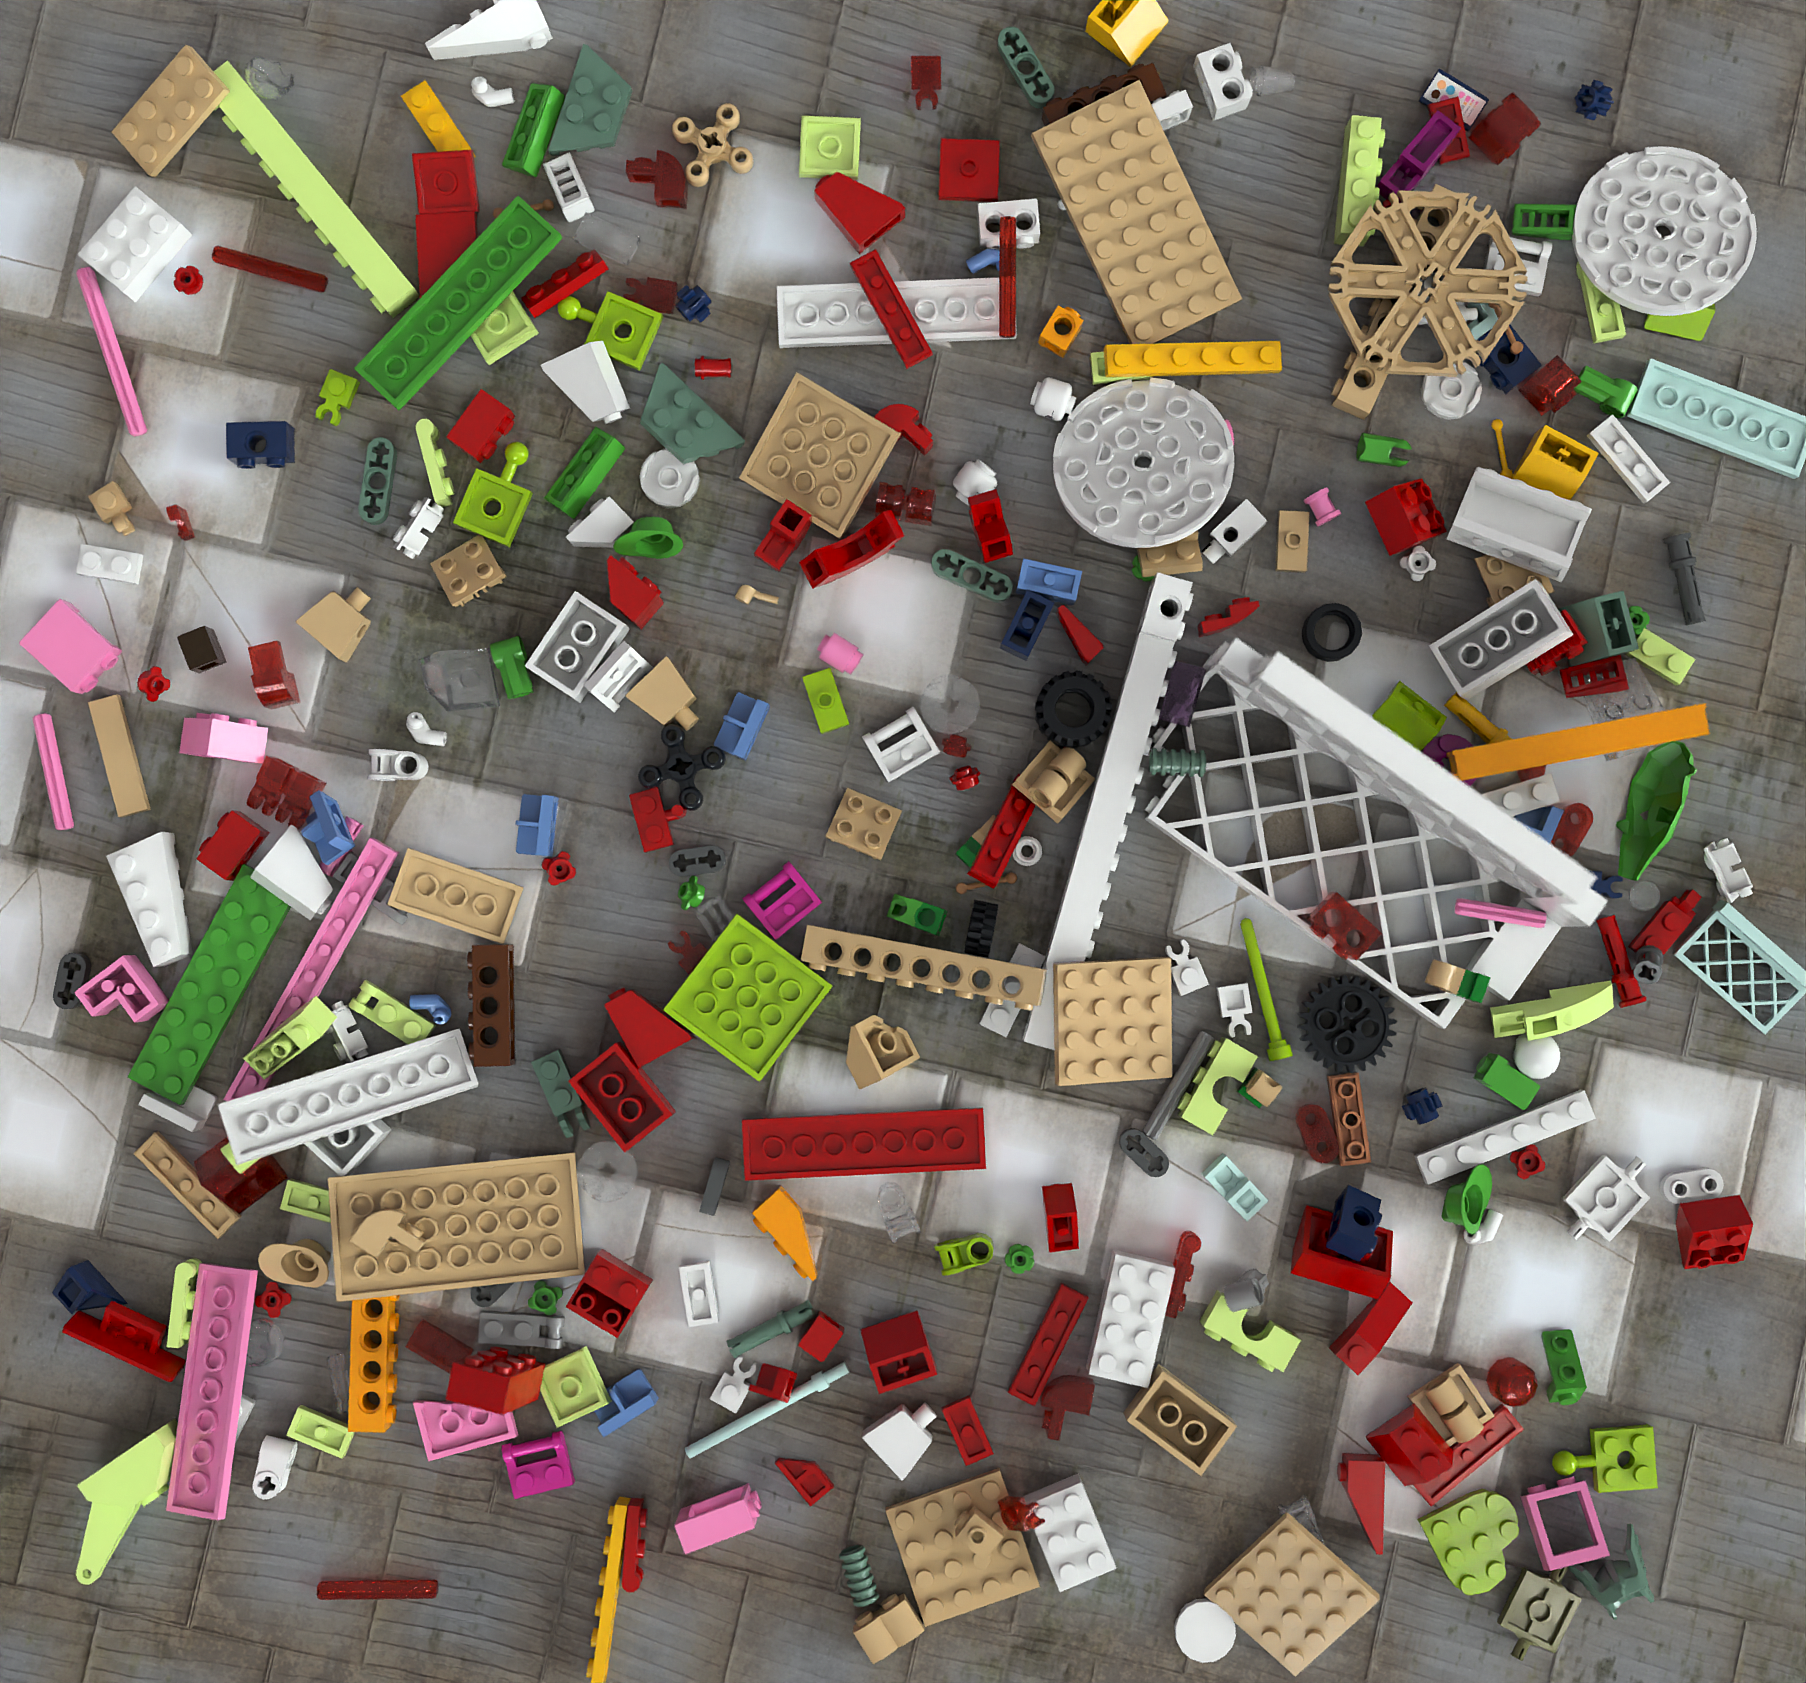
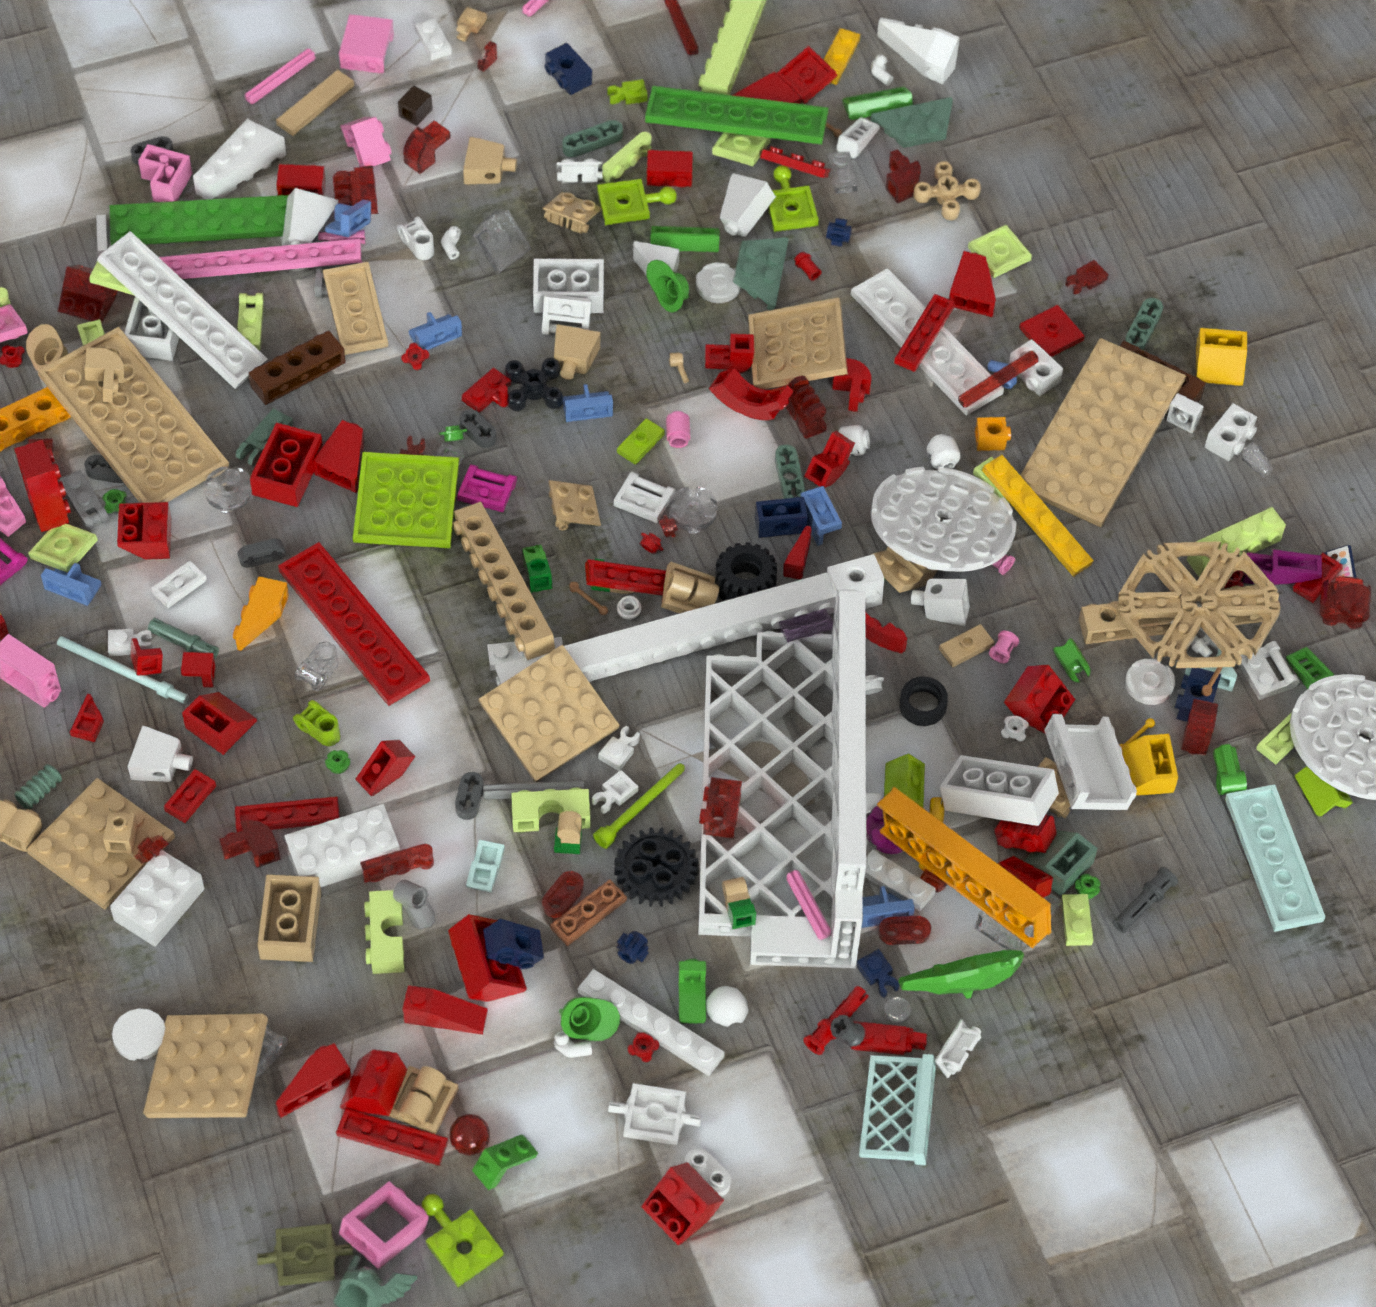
camera: 50 degrees right, 30 degrees down
(146, 682) = (373, 87): red plate -> none
(184, 1184) = (64, 255): tan tile -> none
(291, 1037) = (201, 265): yellowish green slope -> none
(346, 1044) = (223, 293): white hinge -> none
(434, 1004) = (274, 338): medium blue arm -> none
(510, 658) = (524, 266): bright green piece -> none
(631, 596) = (626, 293): red slope -> none
(656, 294) = (827, 212): clear red plate -> none
(877, 1051) = (424, 593): tan slope -> none
(981, 928) = (556, 601): black tyre -> none
(1177, 762) = (757, 645): sand green piece -> none
(1470, 1538) = (329, 1176): lime plate -> none
(1560, 1013) = (767, 993): yellowish green slope -> none
(1628, 459) = (1195, 814): white plate -> none

